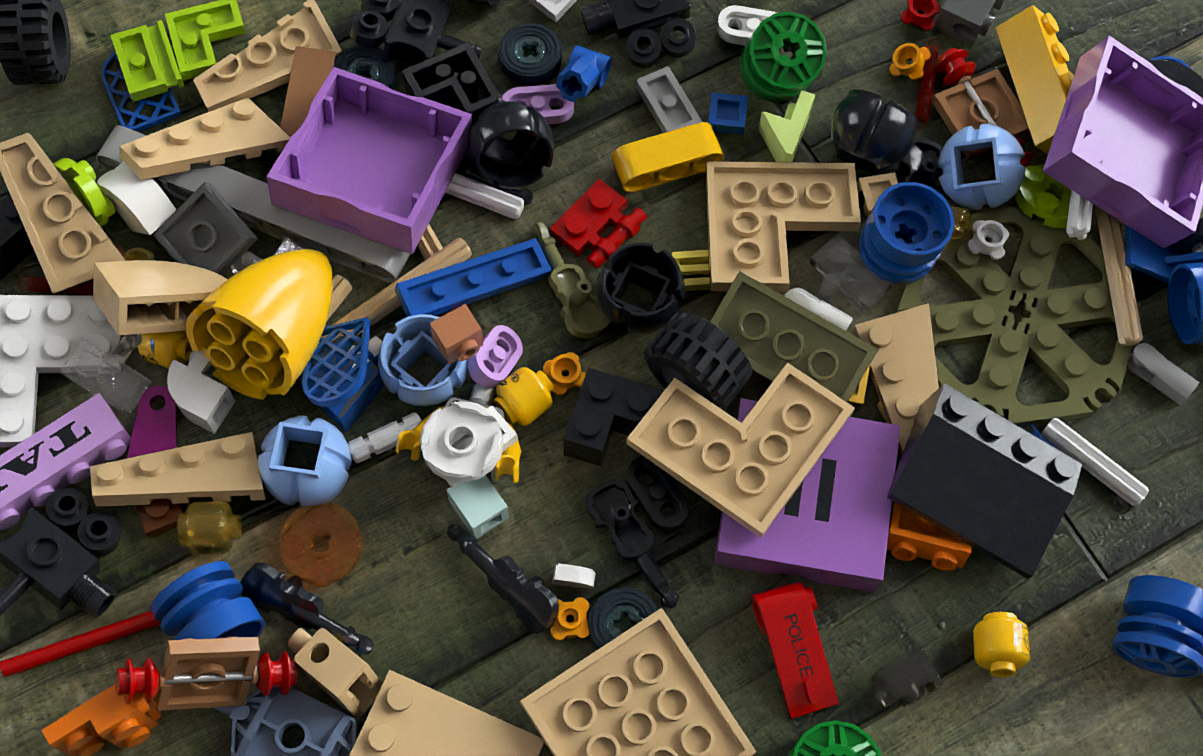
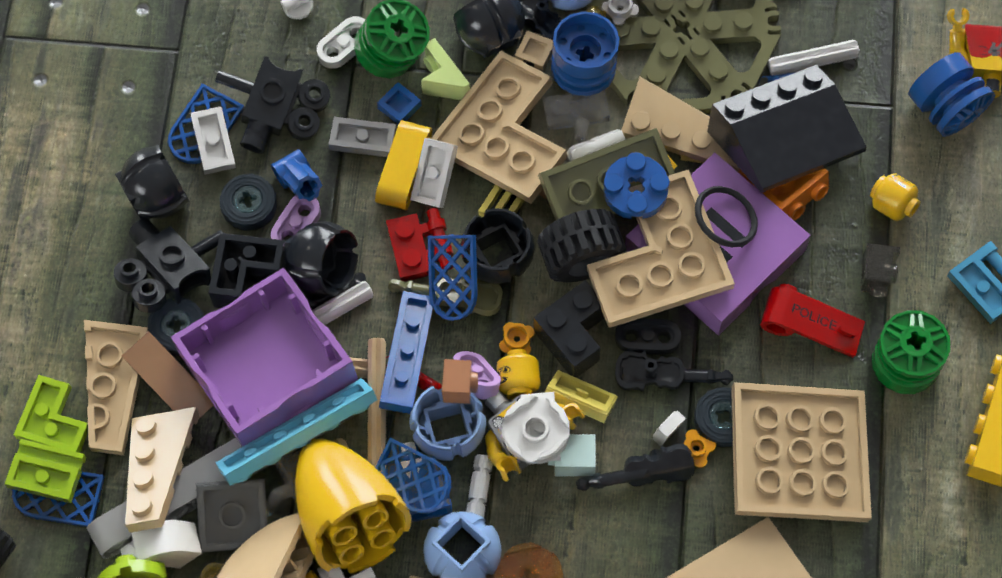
camera: 50 degrees left, 0 degrees up
(315, 232) = (296, 432): none -> medium azure plate
(539, 470) = (591, 399): none -> light yellow tile
(563, 255) = (432, 264): none -> blue window
(677, 185) = (434, 172): none -> white plate
(796, 345) = (636, 204): none -> blue plate
(867, 477) = (720, 189): none -> black tyre

